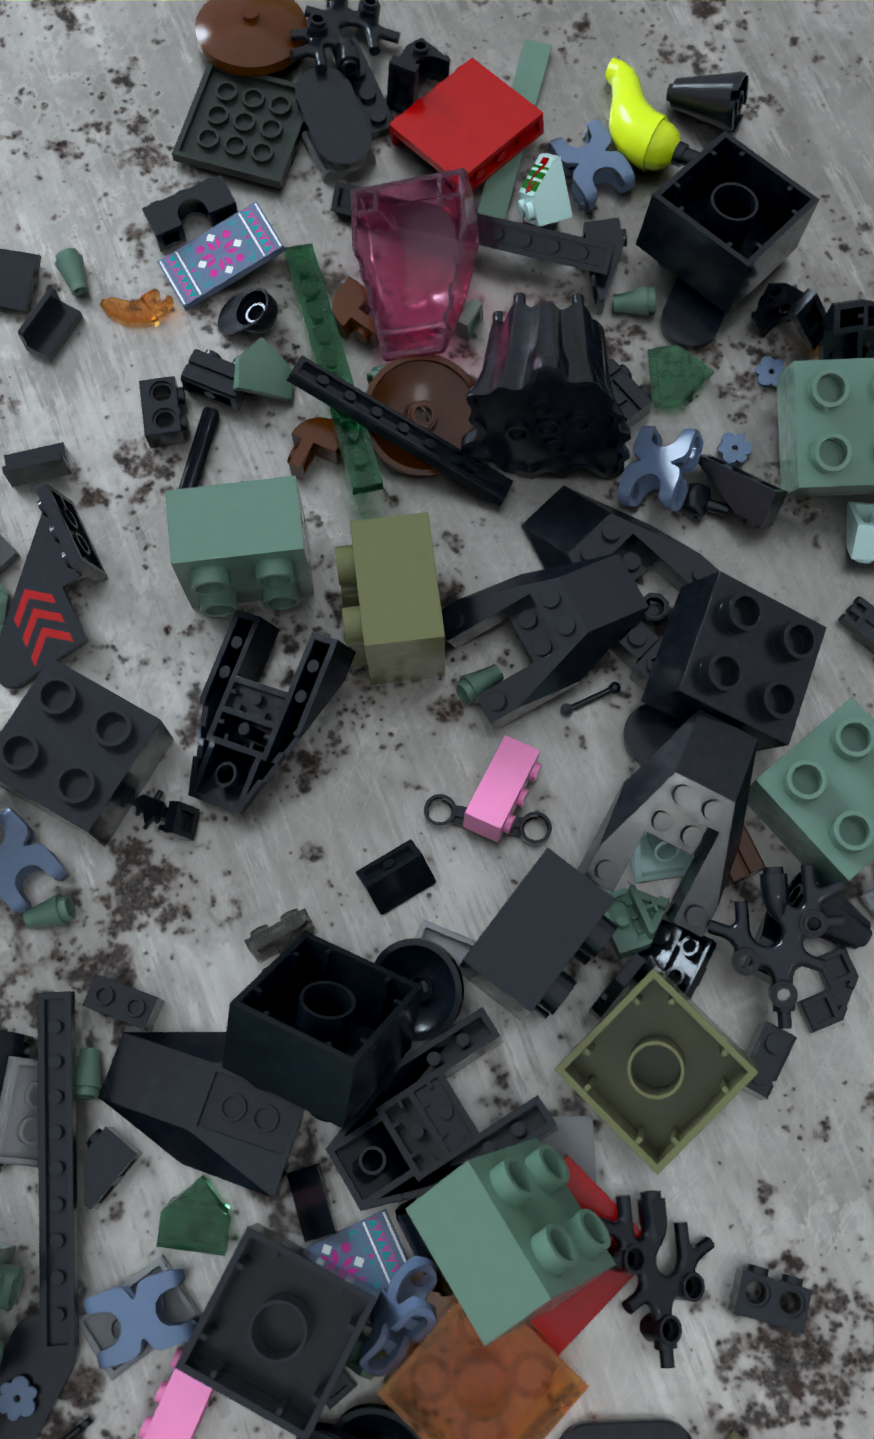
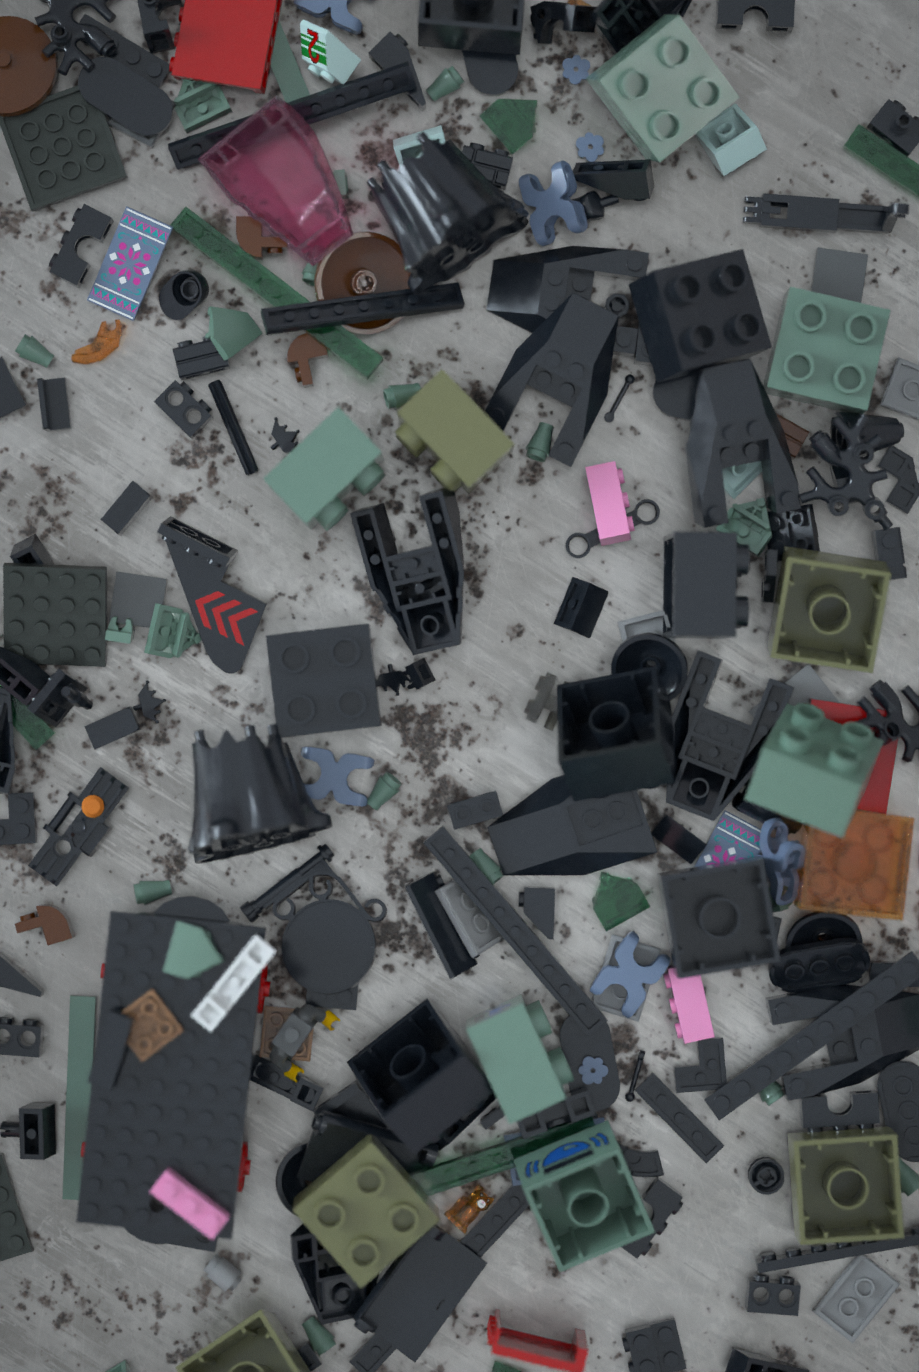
camera: 40 degrees left, 15 degrees up
(394, 165) = (200, 104): none -> sand green slope

